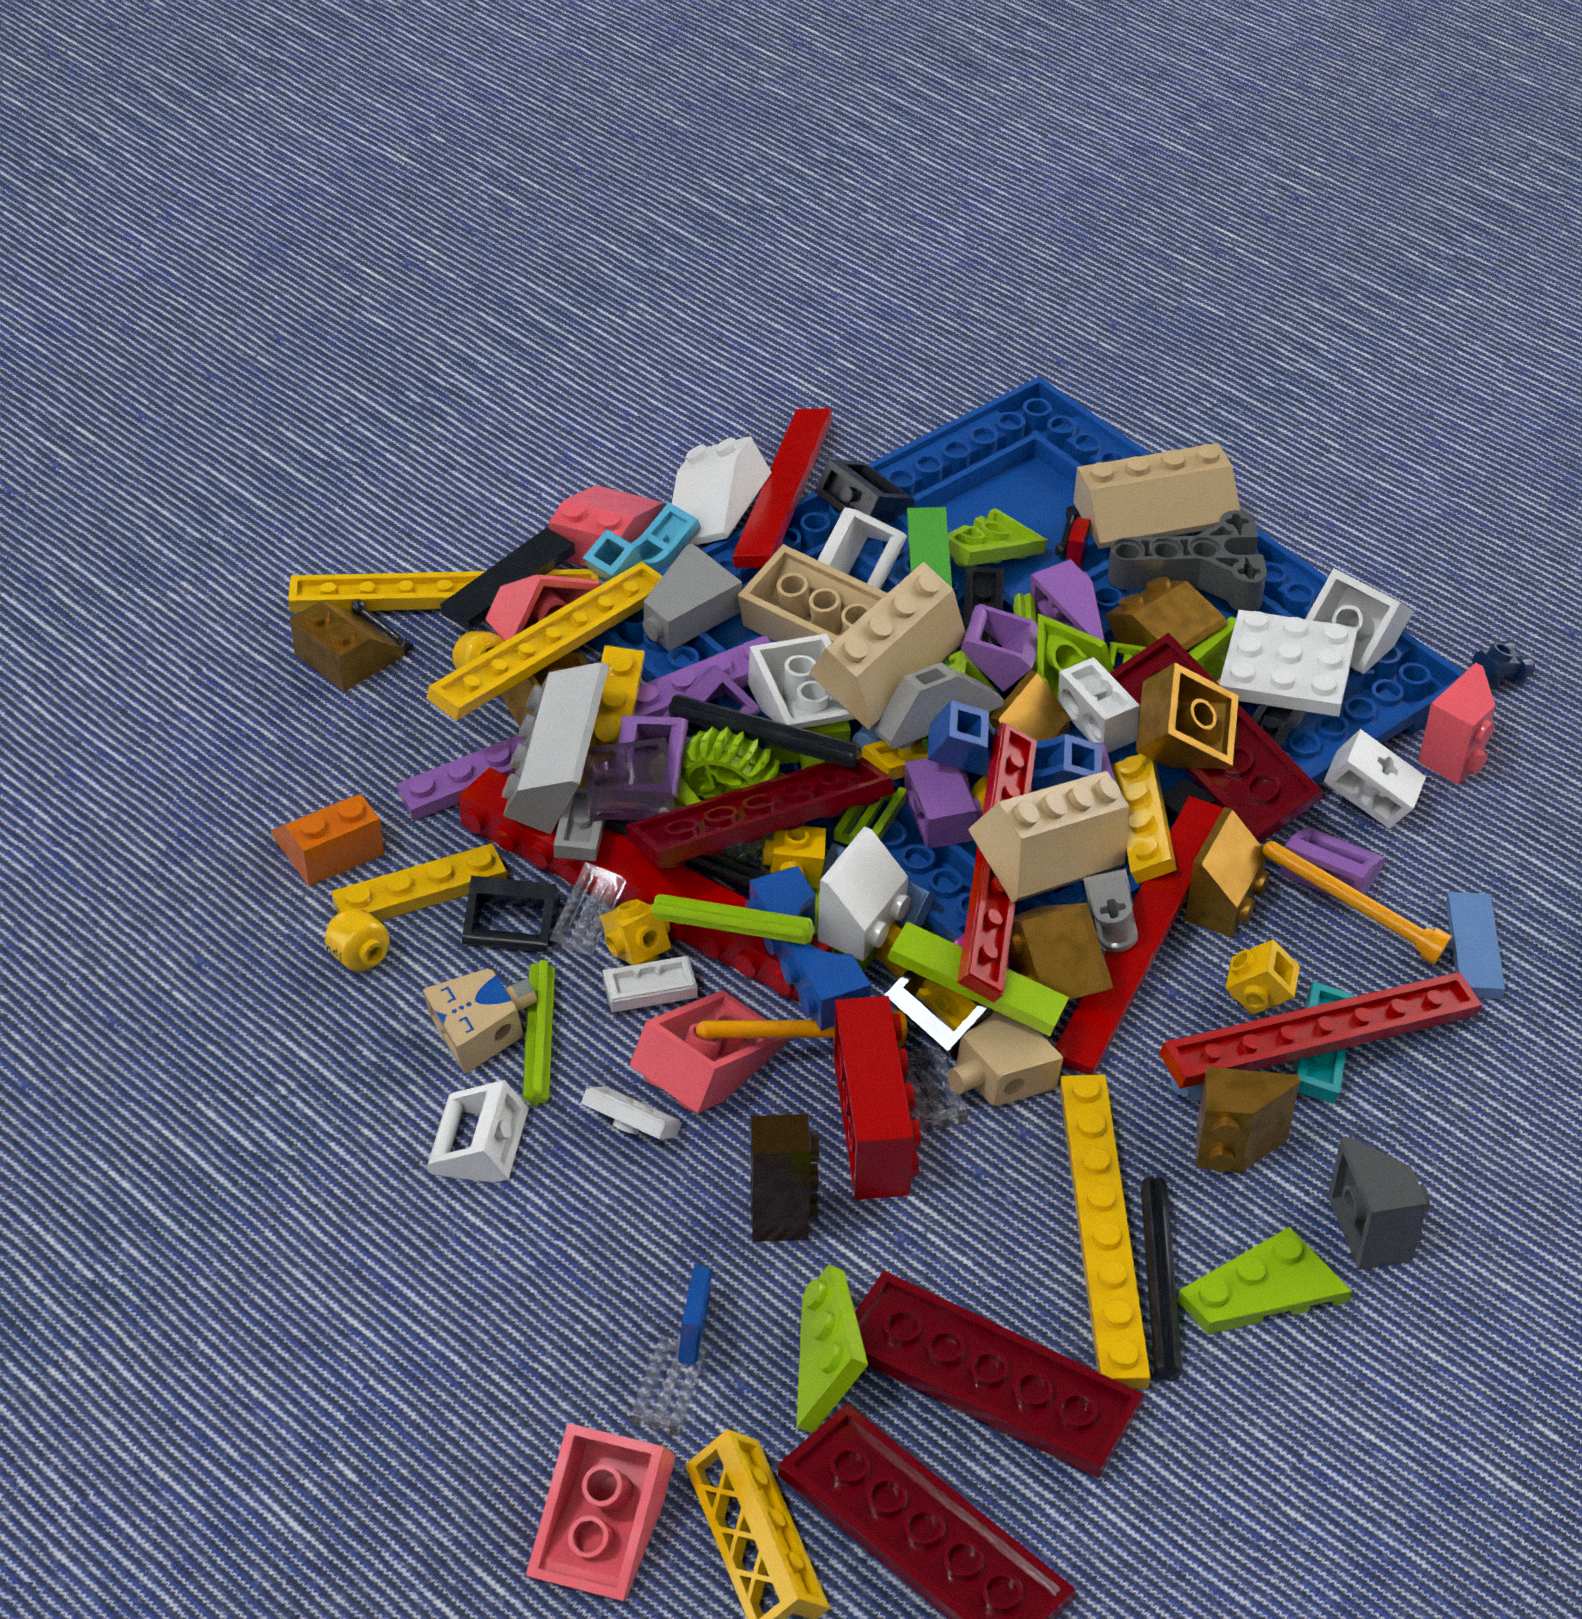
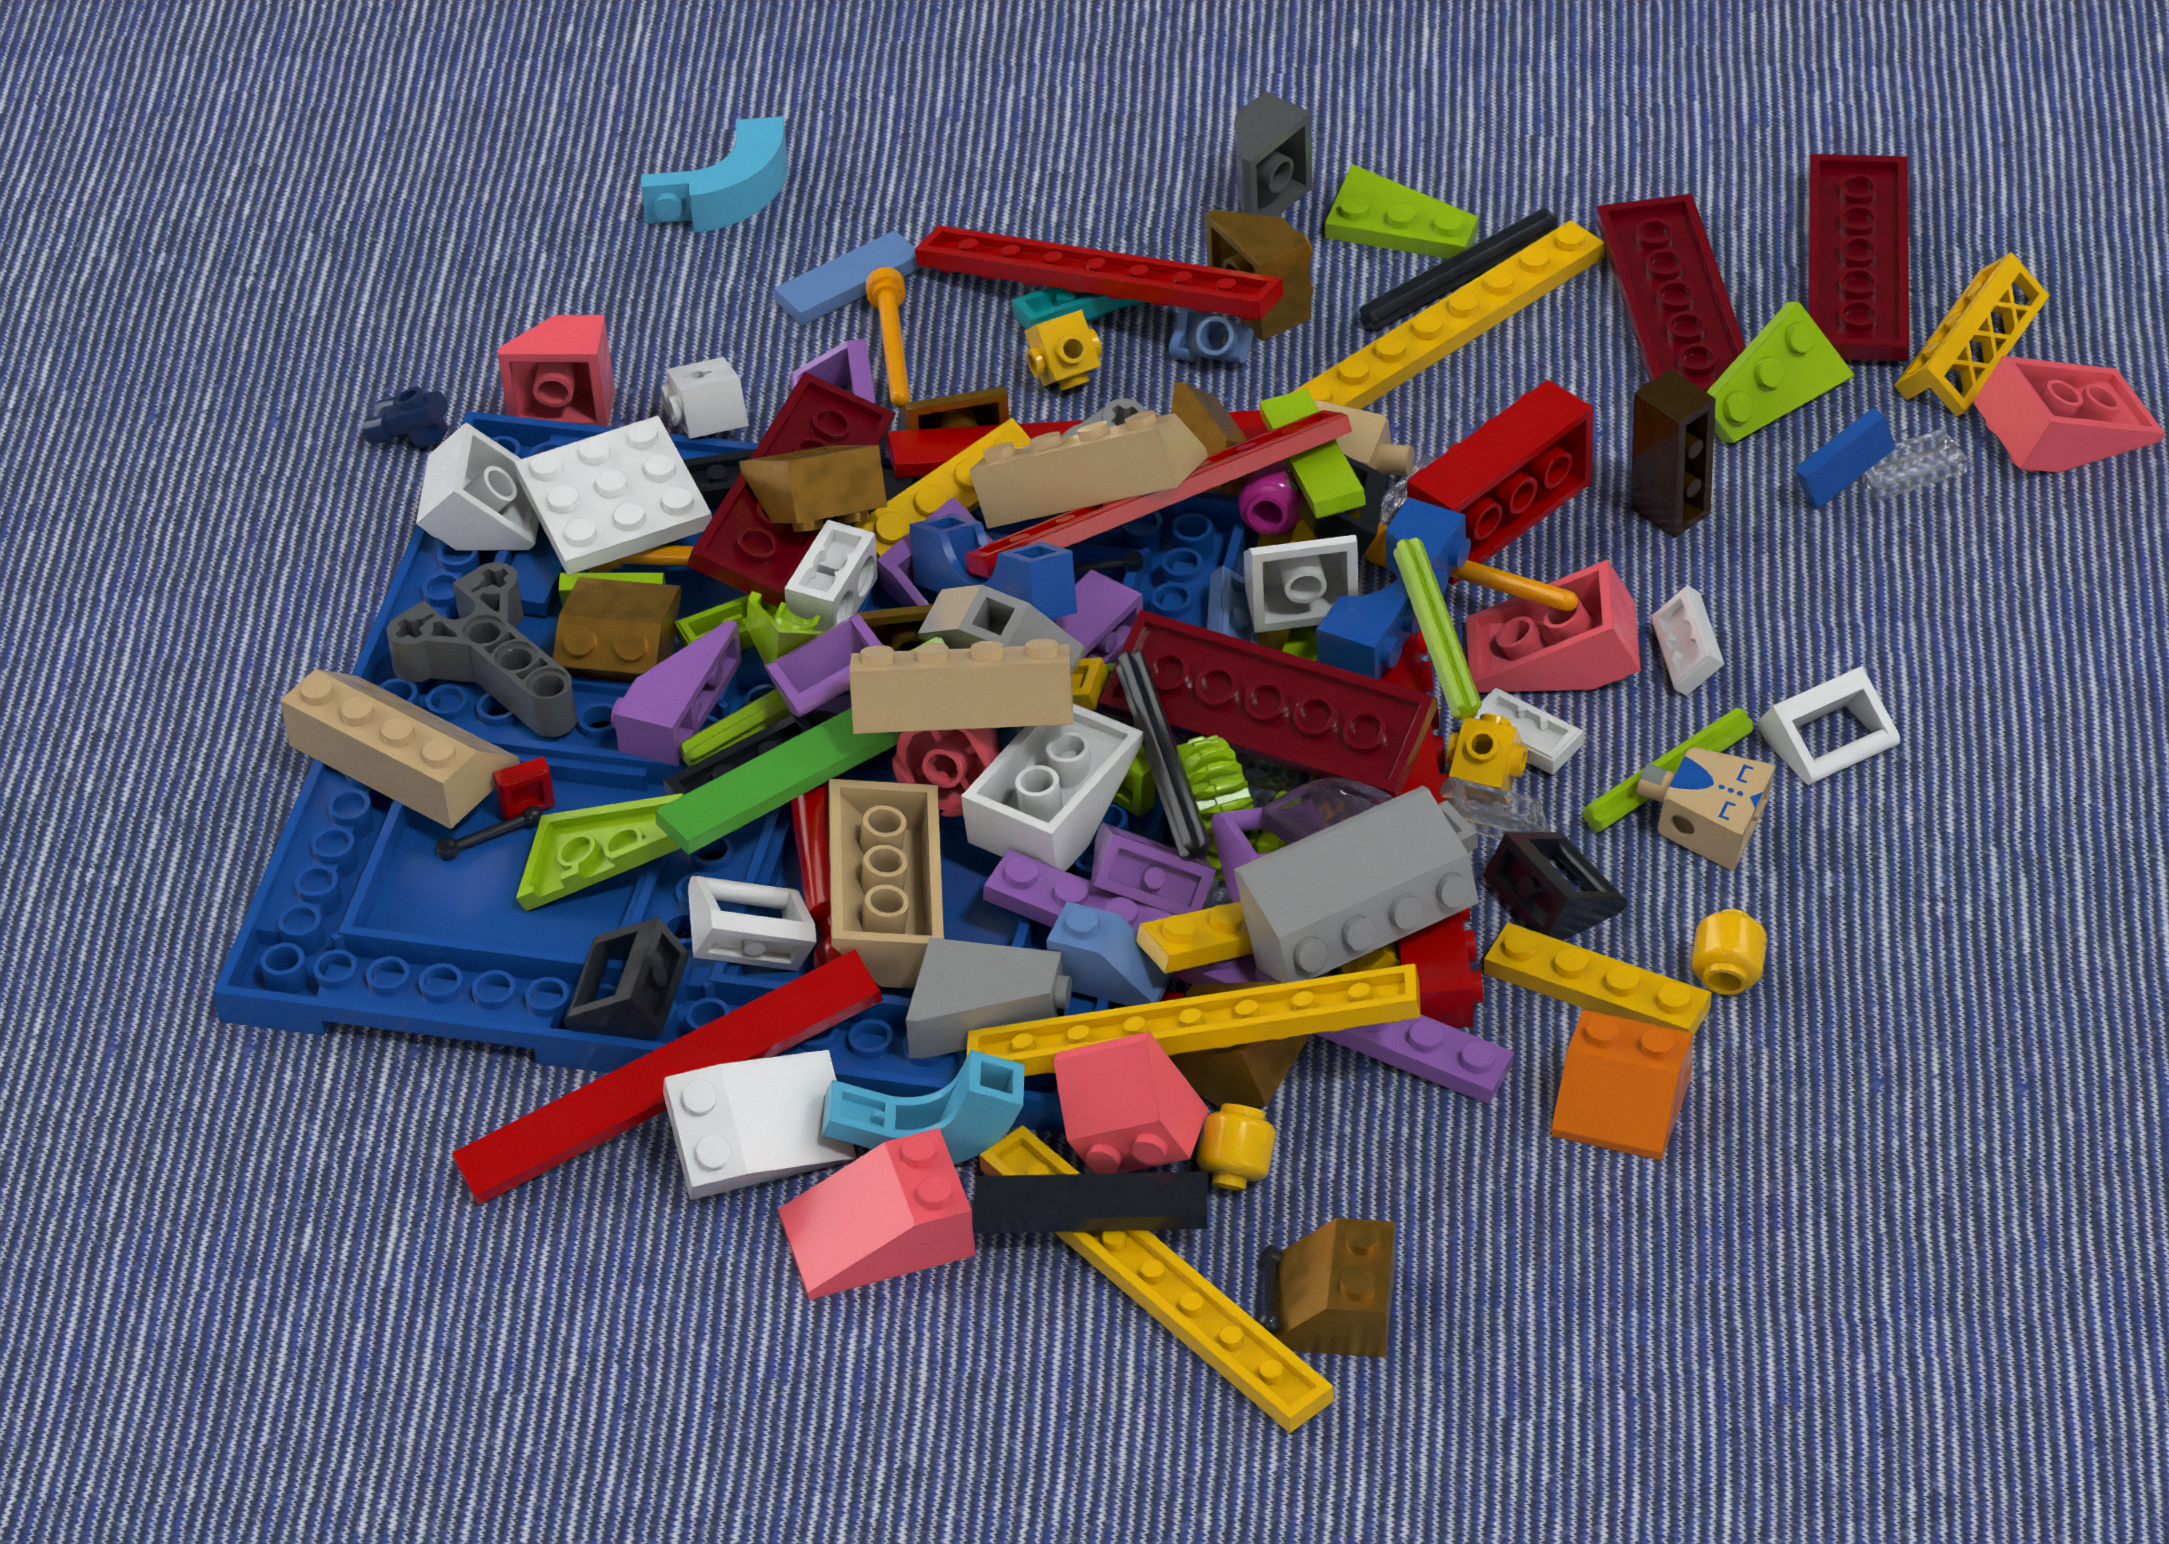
camera: 125 degrees left, 0 degrees up
(667, 647) = (1104, 957): none -> medium blue slope

